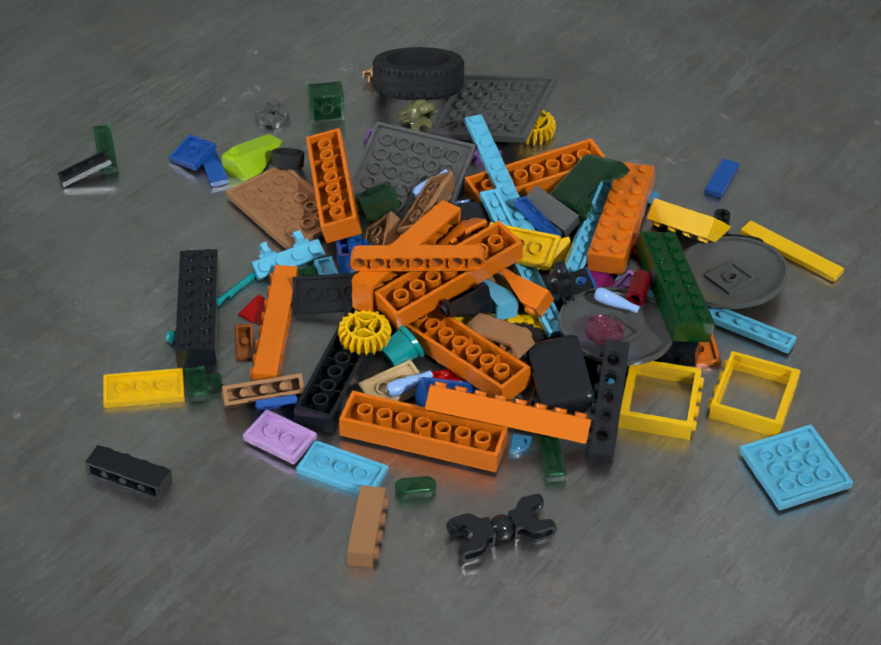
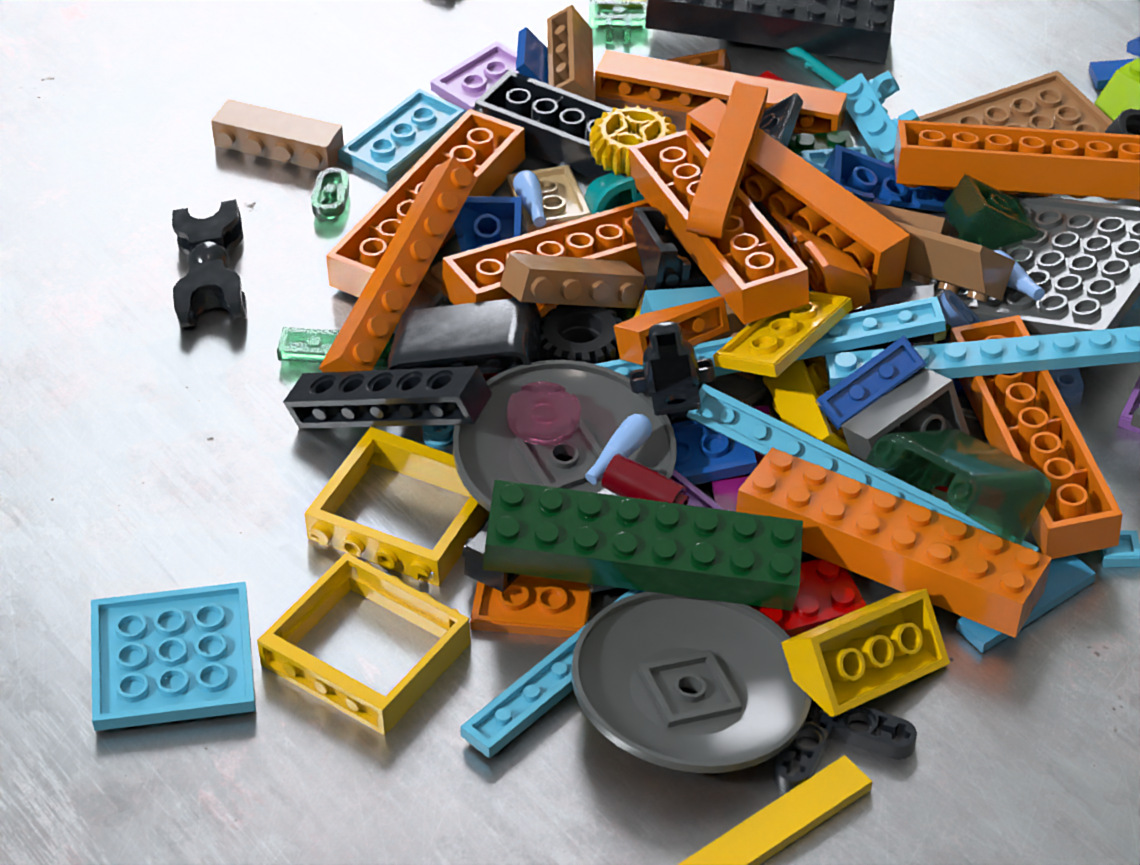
camera: 105 degrees right, 0 degrees up
(721, 178) = (1034, 776): blue tile -> none

